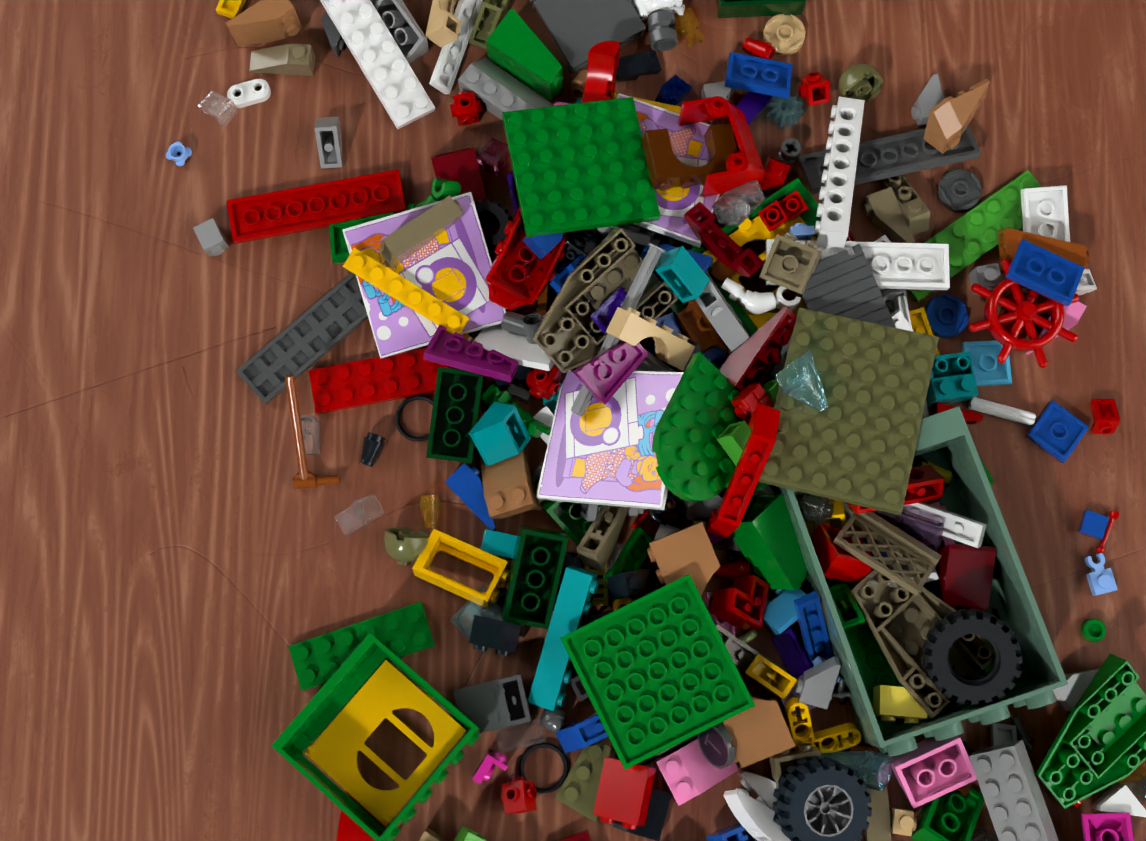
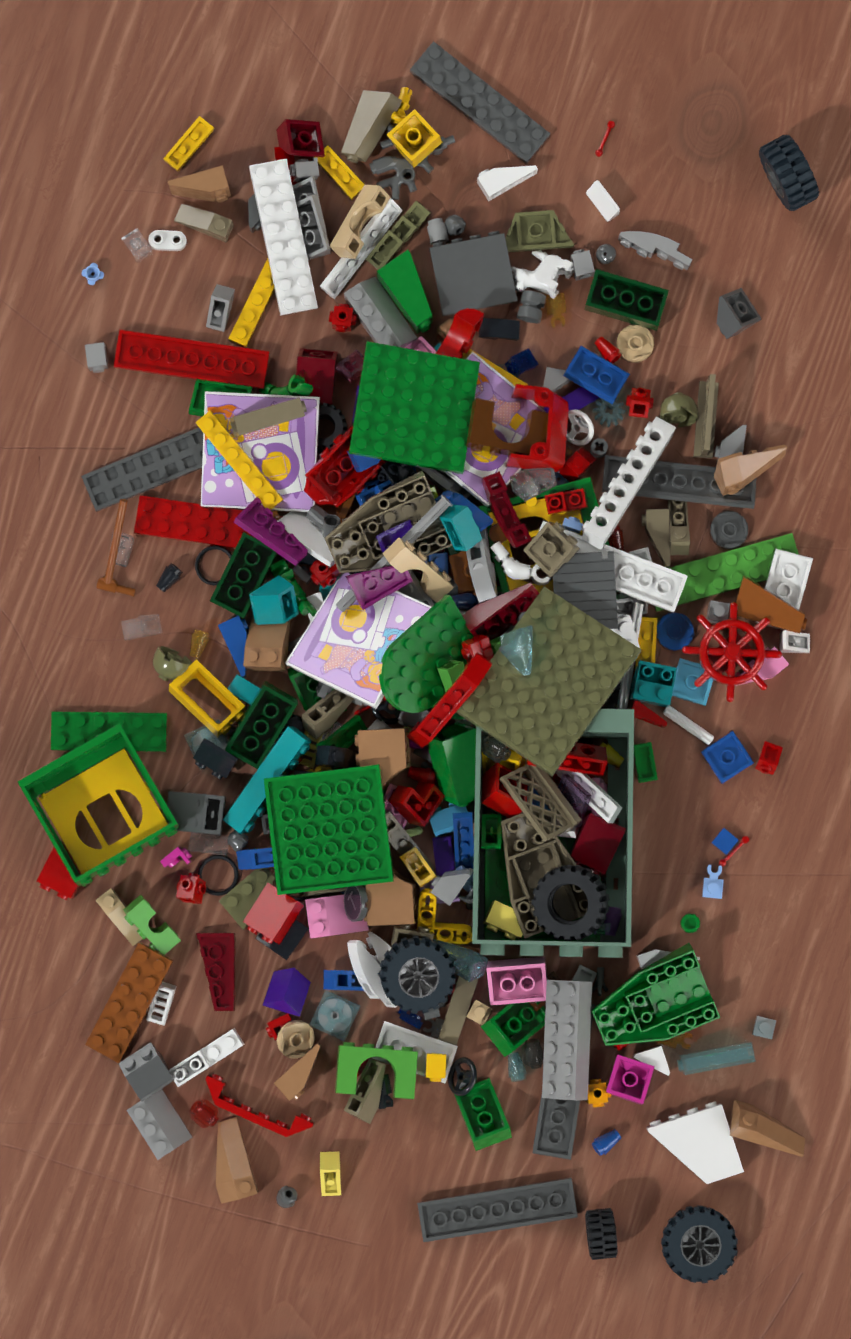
camera: 20 degrees right, 5 degrees up
(366, 131) = (253, 307): none -> yellow plate
(765, 132) = (580, 424): none -> white piece
(895, 91) = (706, 418): none -> dark tan fence
(1045, 272) = (759, 625): blue tile -> none

